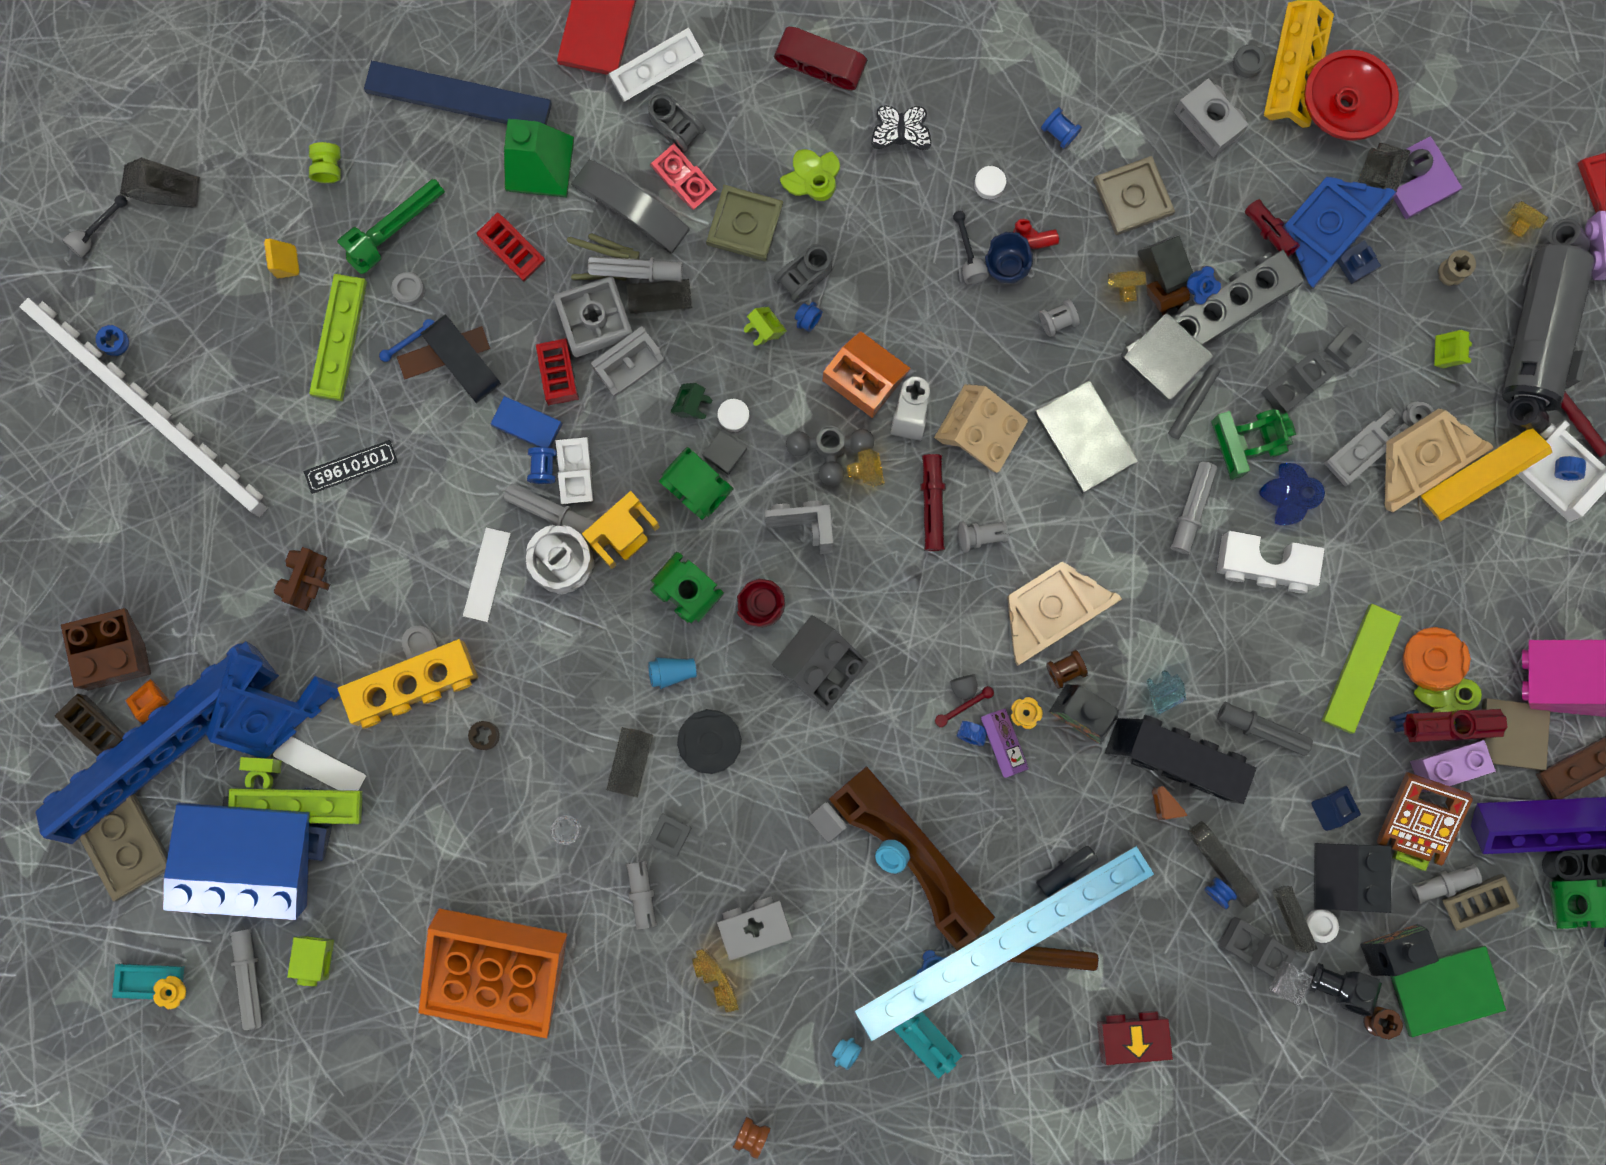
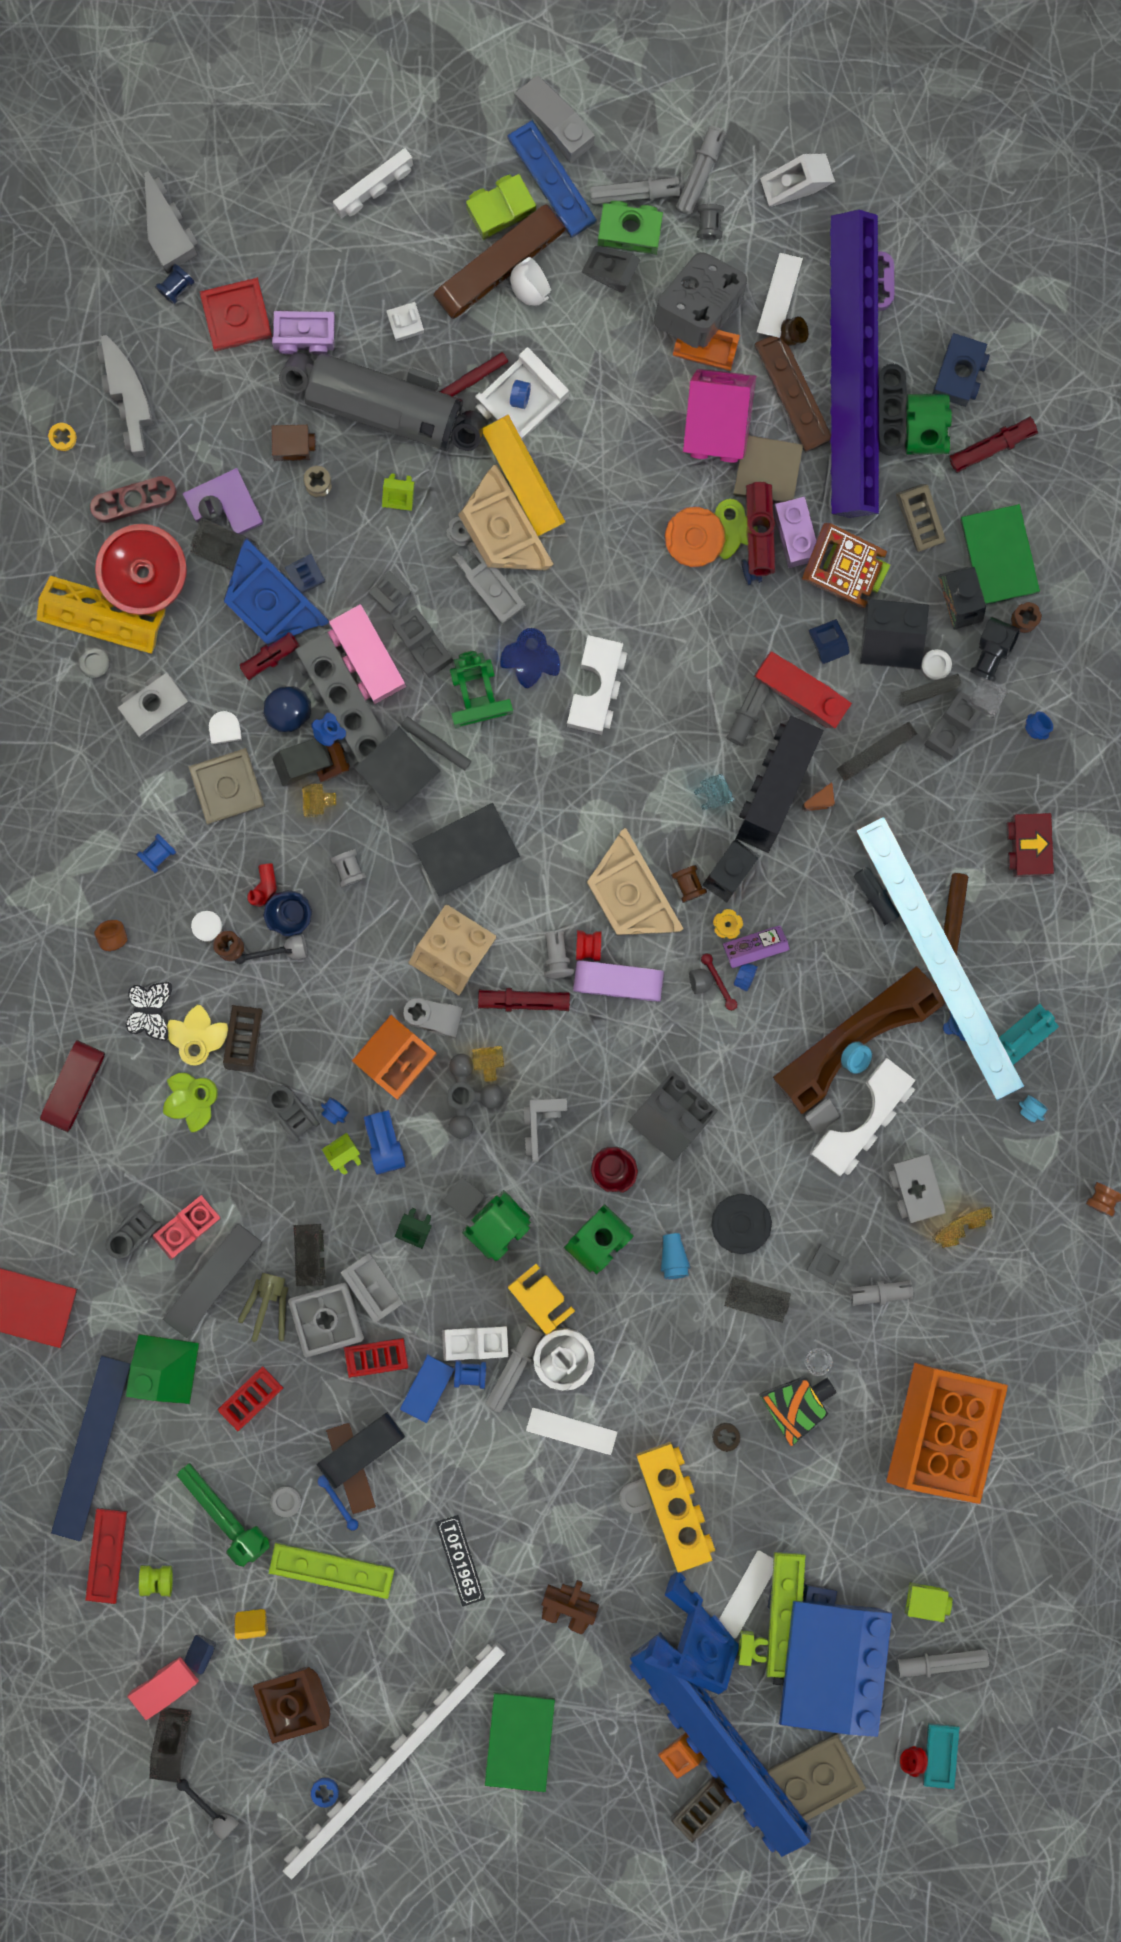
camera: 90 degrees left, 5 degrees up
(104, 650) = (630, 1795): reddish brown slope -> none
(141, 952) = (914, 1761): none -> red plate
(163, 535) = (519, 1742): none -> green tile
(178, 992) = (949, 1725): yellow plate -> none
(200, 304) = (293, 1704): none -> reddish brown slope
(216, 175) = (163, 1688): none -> coral slope
(251, 212) = (200, 1653): none -> dark blue slope
(350, 116) = (106, 1556): none -> red tile
(517, 809) = (798, 1406): none -> torso
(635, 268) = (282, 1276): light grey axle -> none
(656, 64) = (70, 1249): white plate -> none
(733, 415) = (428, 1188): white tile -> none
(744, 223) = (235, 1168): olive tile -> none
(769, 369) = (385, 1149): none -> blue piece
(862, 891) = (887, 1087): none -> white arch
(864, 232) = (242, 1064): none -> dark brown slope
(882, 175) = (197, 1031): none -> light yellow plate
(959, 599) = (618, 981): none -> lavender beam
(971, 203) = (221, 943): none -> reddish brown bush
(974, 88) = (111, 935): none -> dark orange tile
(994, 566) = (588, 945): none -> red wheel
(1193, 189) = (224, 728): none -> white tile
(1194, 508) = (539, 751): light grey axle -> none
(1219, 249) = (287, 708): none -> dark blue hair
(1220, 893) = (903, 755): blue bush -> none
(1265, 1042) = (1039, 725): none -> blue plate
(1281, 324) = (365, 655): none -> bright pink brick
(1283, 780) = (803, 690): none -> red slope
(1361, 668) = (700, 606): lime tile -> none
(1413, 101) = (114, 513): none -> dark red beam
(1446, 883) = (903, 547): light grey pin -> none
(1481, 10) = (63, 427): none -> yellow bush
(1494, 240) = (292, 442): none -> reddish brown brick
(1526, 218) = (271, 410): clear yellow tile -> none
(1531, 76) = (124, 385): none -> light grey slope
(1572, 985) = (1002, 440): none -> dark red pin

